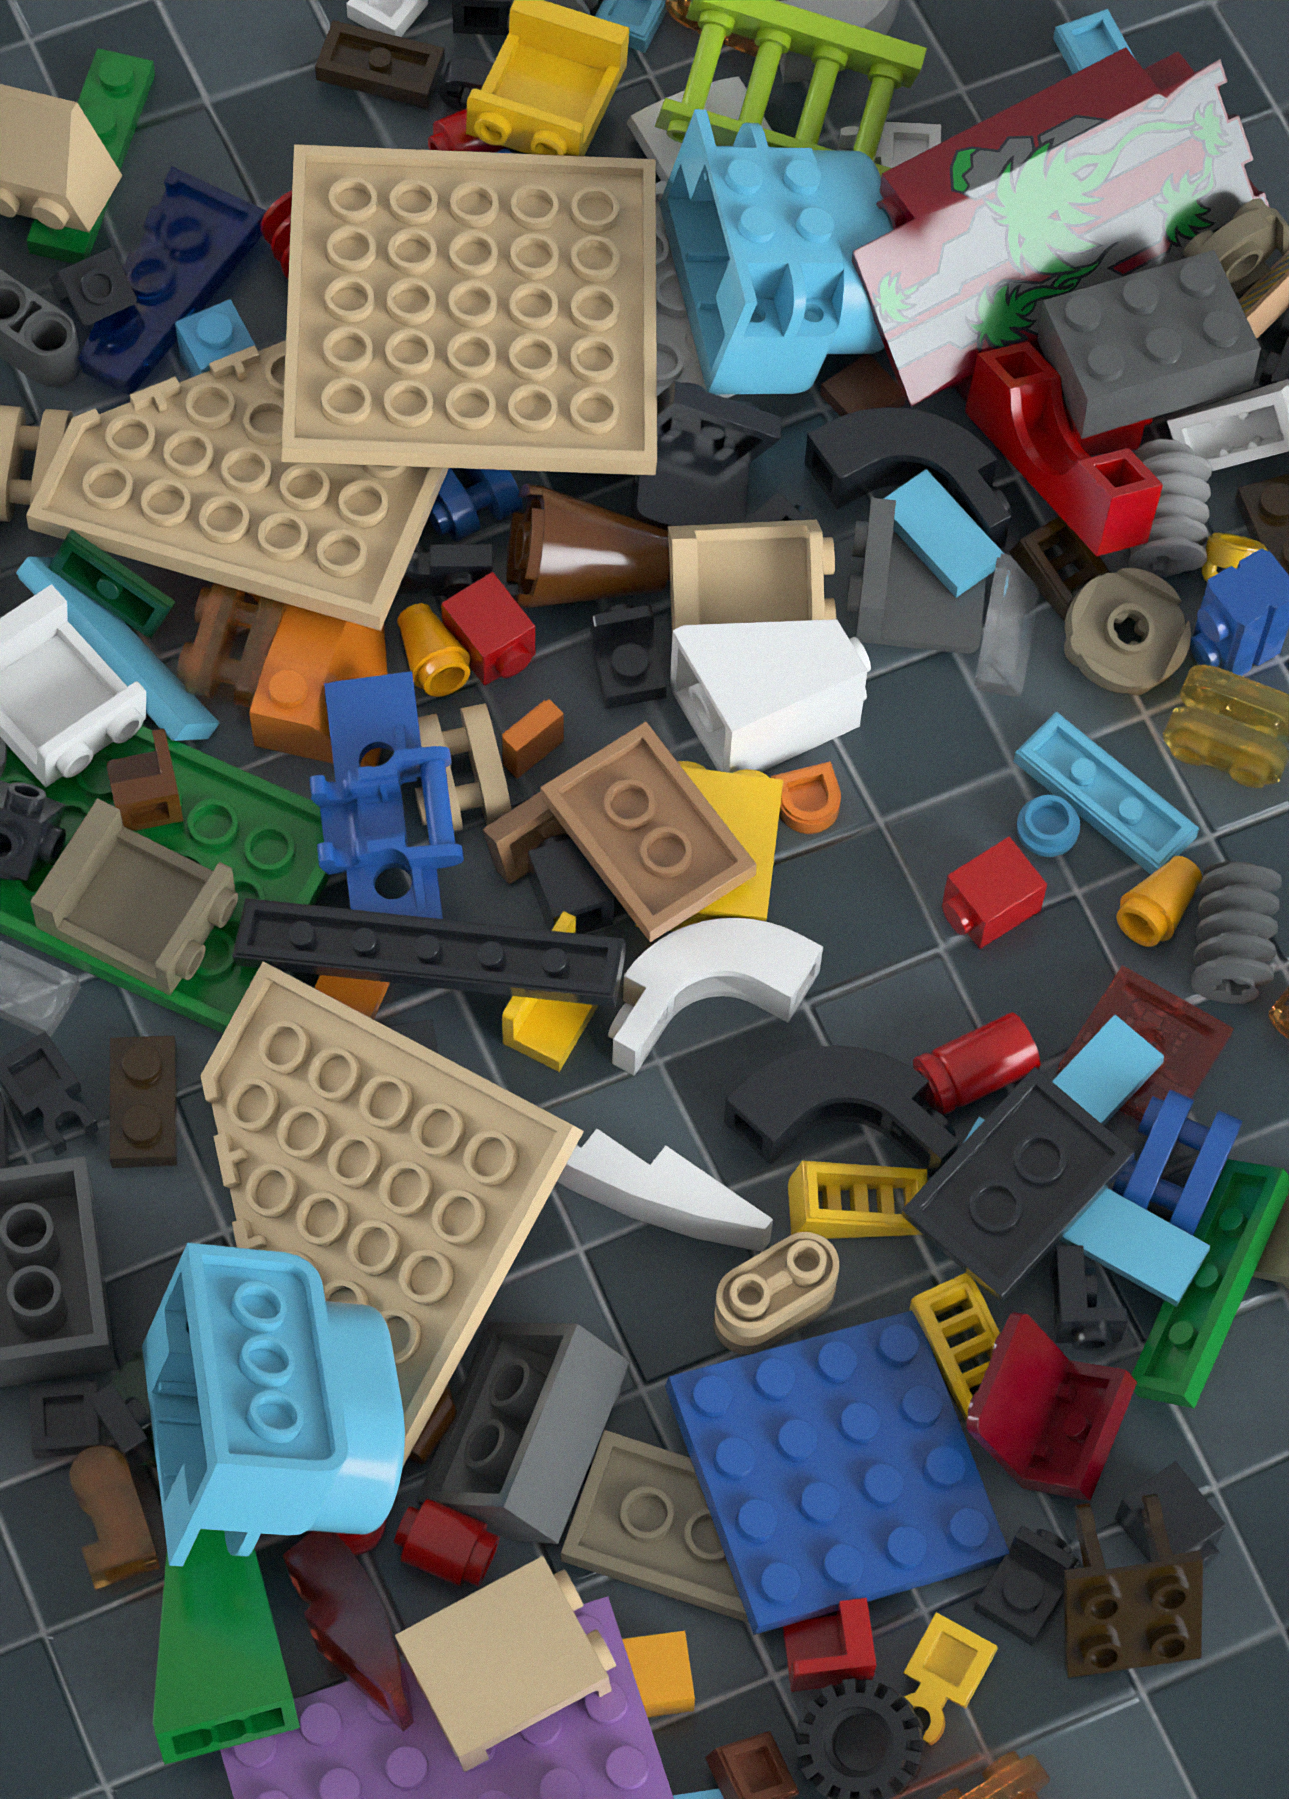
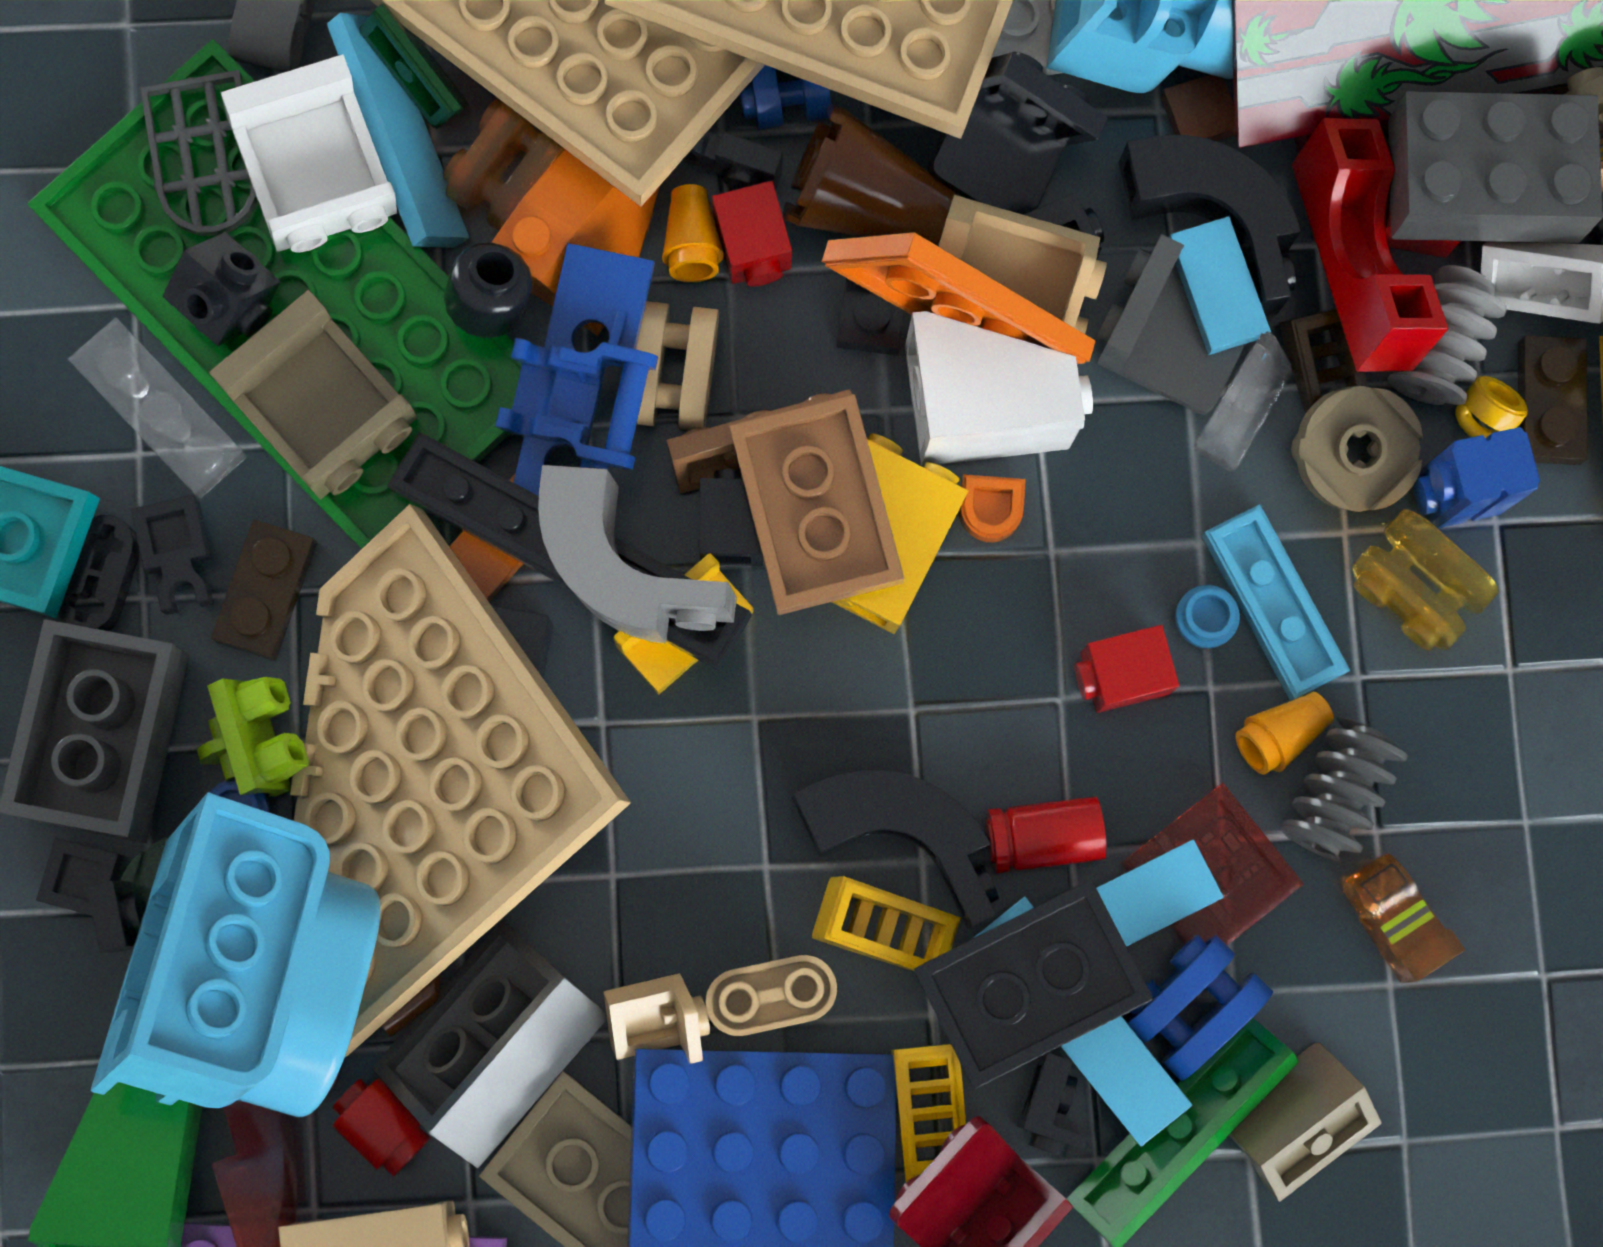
camera: 15 degrees right, 15 degrees up
(109, 1495) = (88, 988): clear orange leg -> none
(146, 787) = (366, 285): reddish brown panel -> none
(170, 1208) = (246, 739): none -> lime hips
(265, 748) = (488, 290): none -> black head
(486, 954) = (578, 533): none -> light grey arch
(532, 738) = (752, 358): orange tile -> none
(664, 1194) = (706, 857): white slope -> none
(676, 1341) = (656, 1017): none -> tan bracket
(678, 585) = (929, 279): none -> orange tile
(711, 960) = (830, 639): white arch -> none

